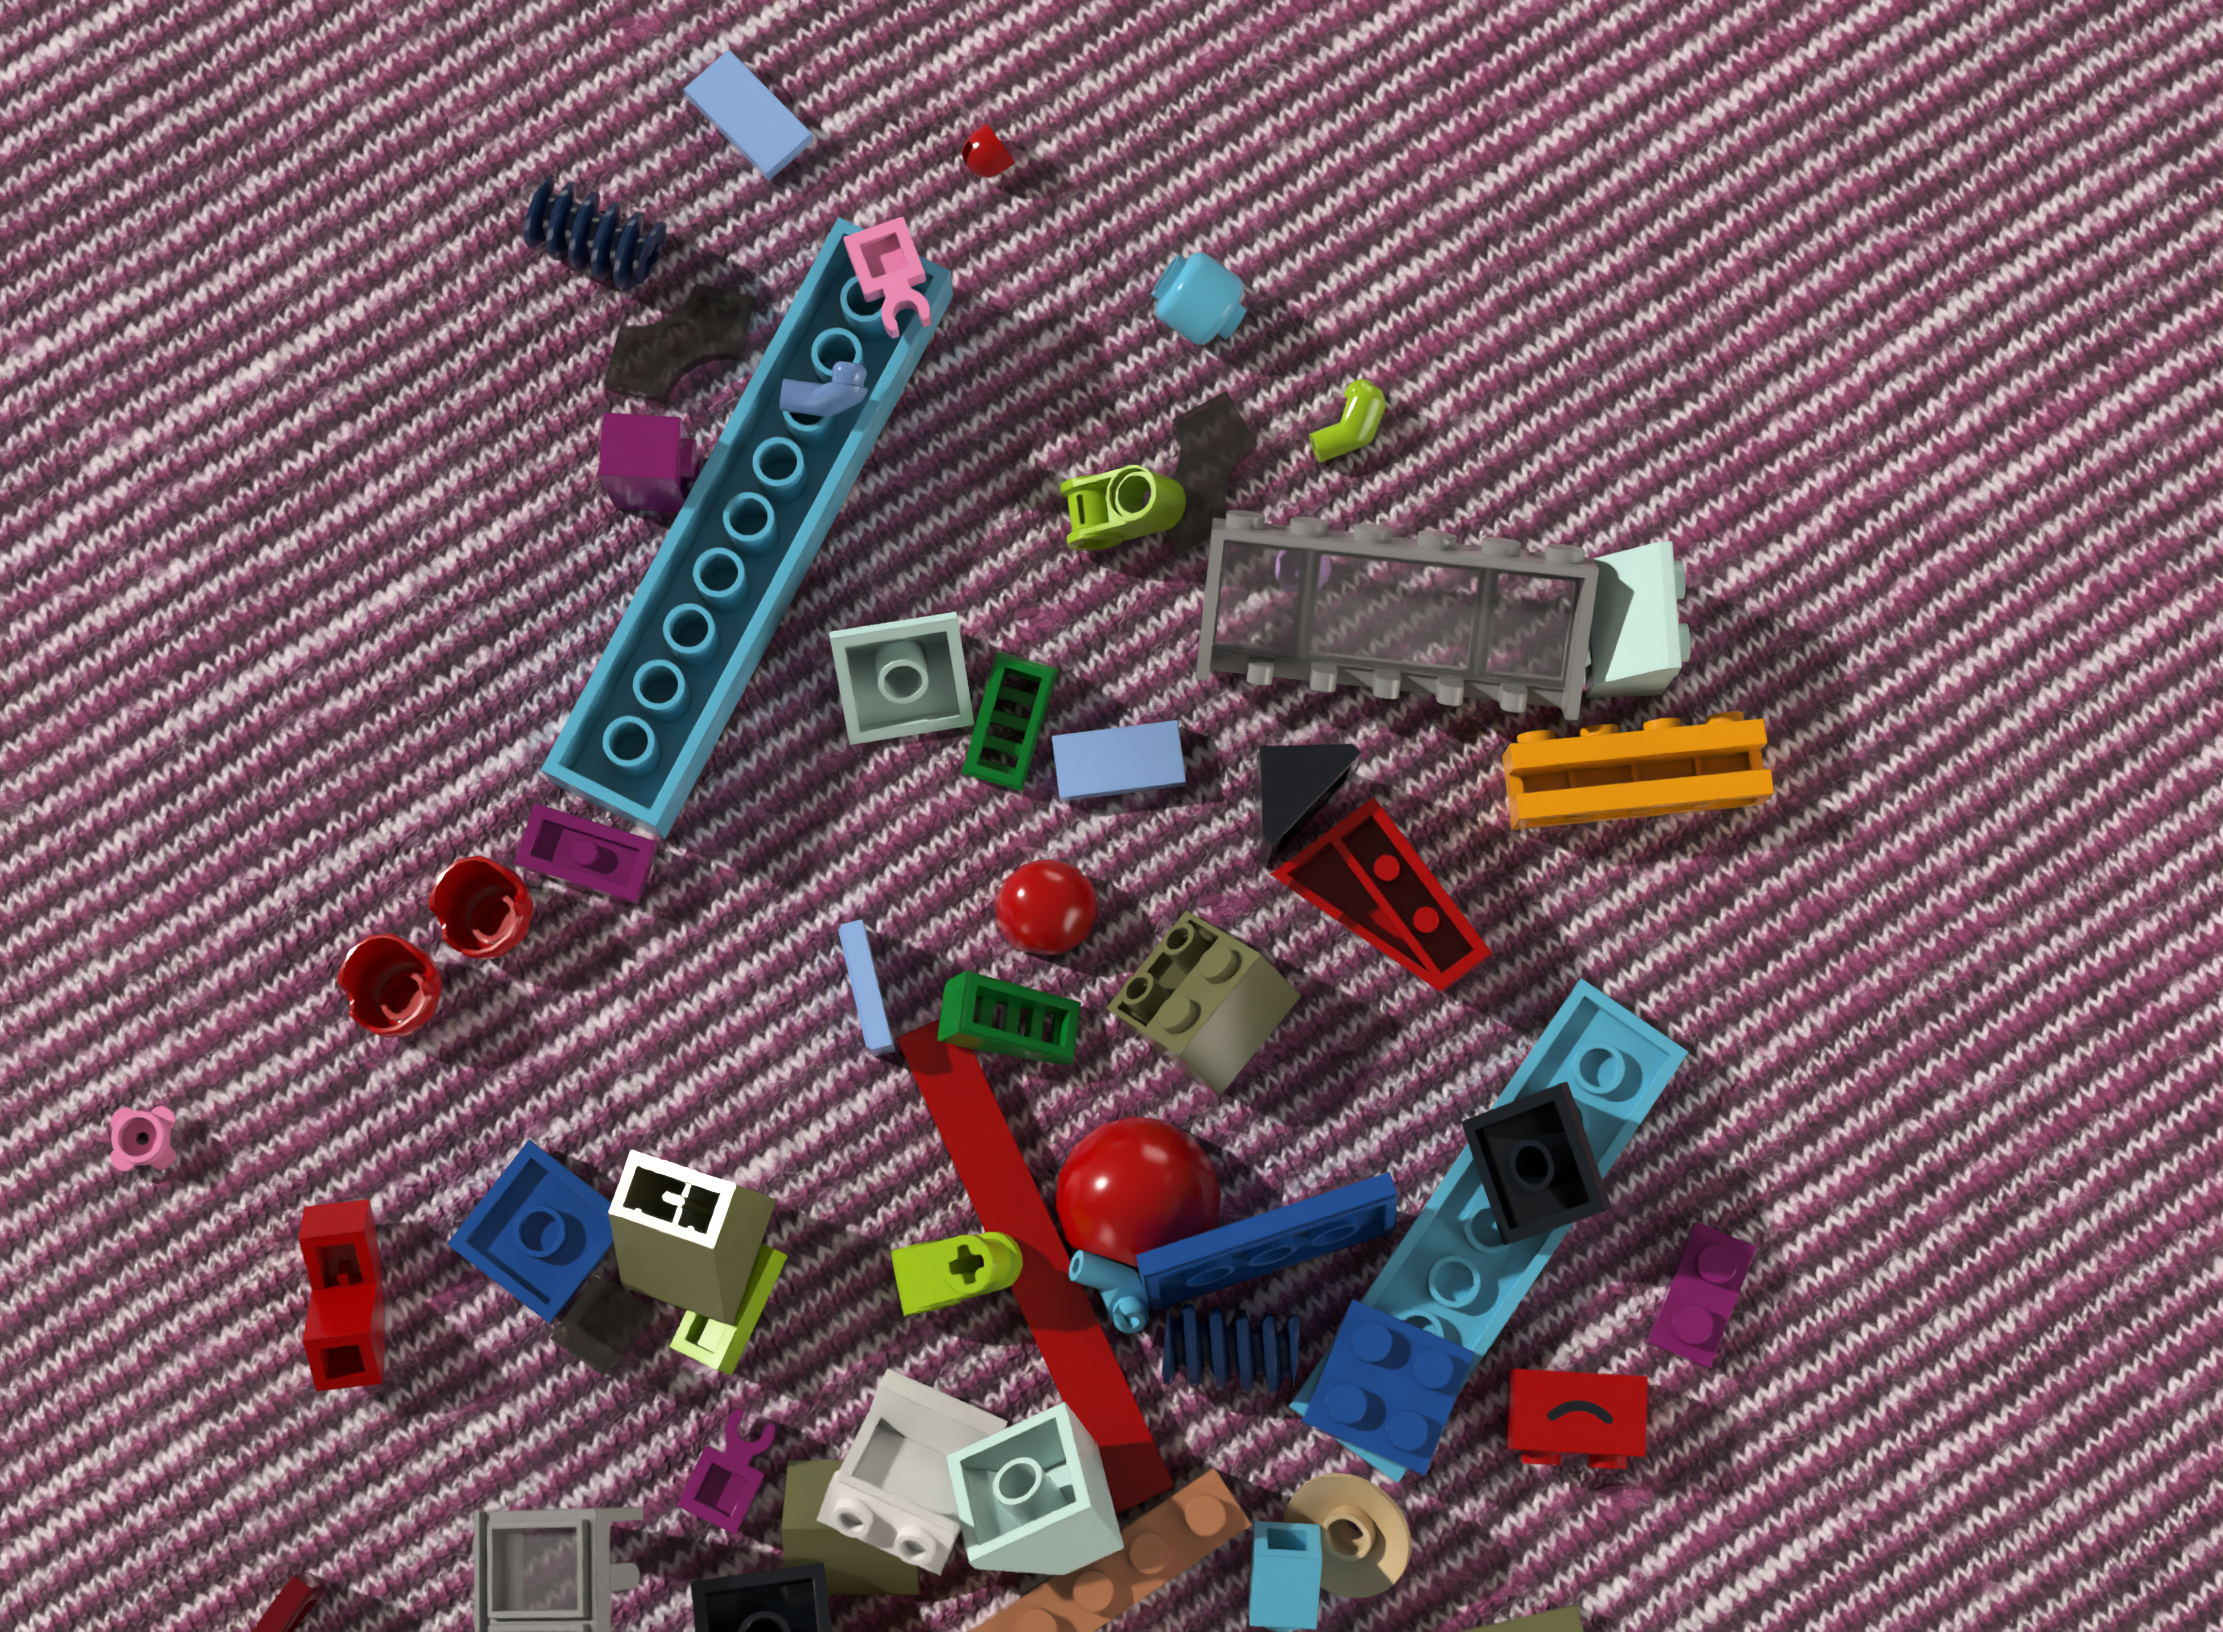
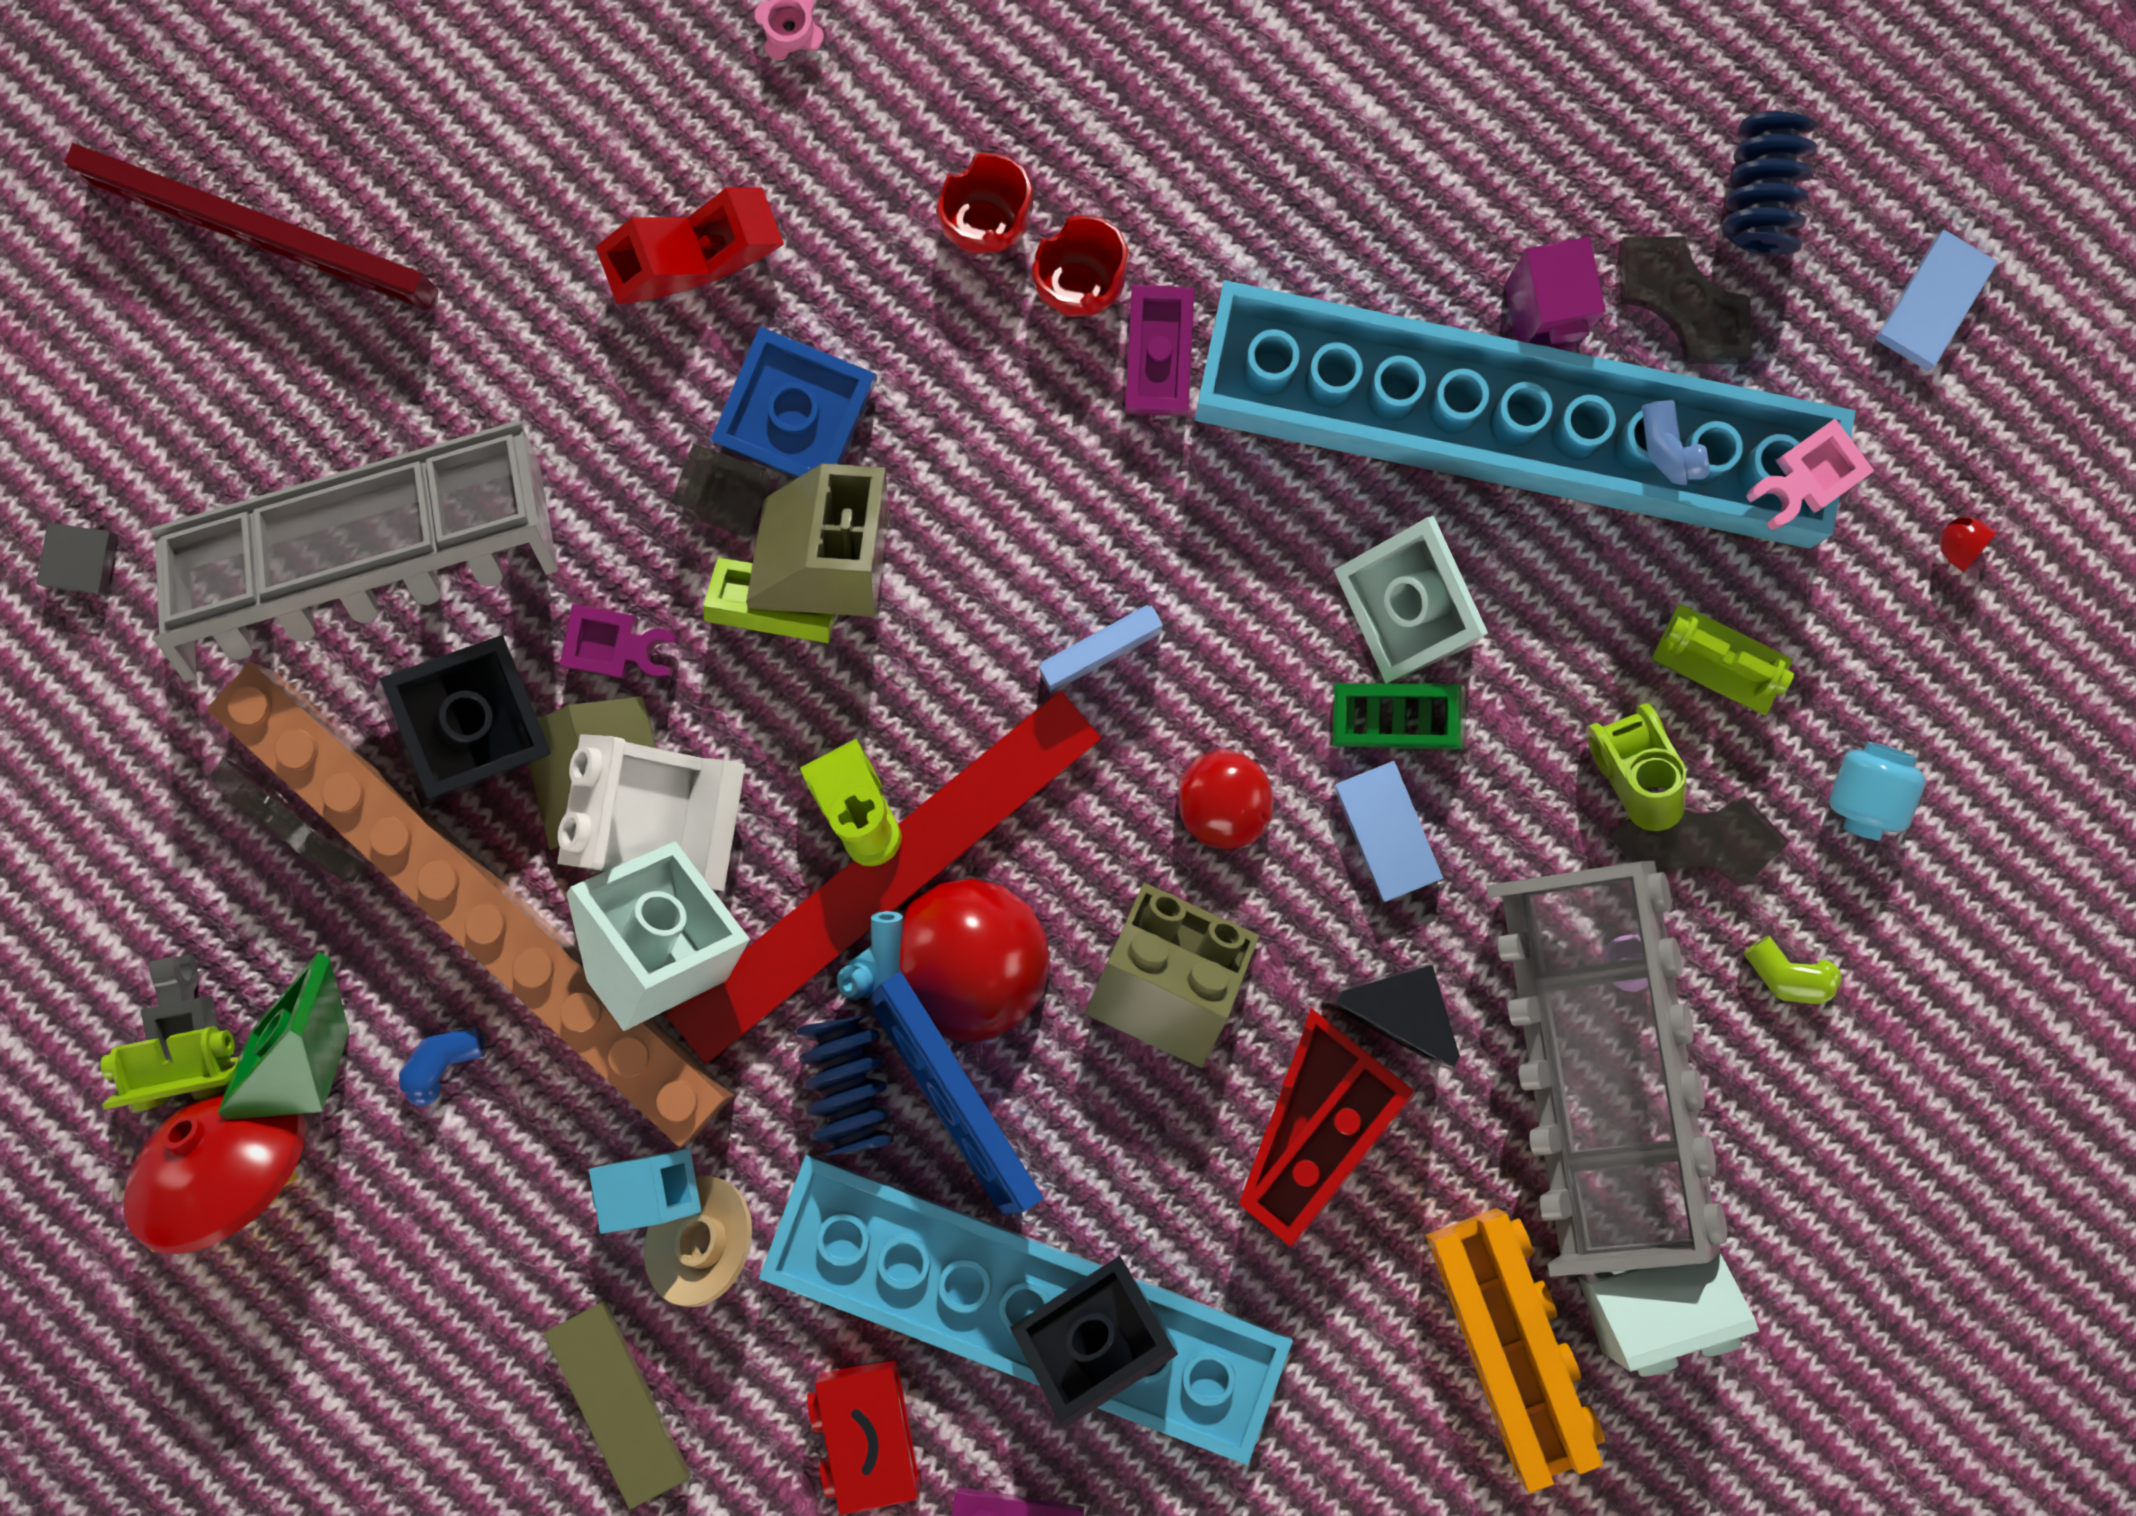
camera: 80 degrees right, 5 degrees up
(969, 1015) = (1098, 741): green slope -> none
(1037, 403) = (1723, 660): none -> lime hinge
(1387, 1387) = (844, 1246): blue plate -> none

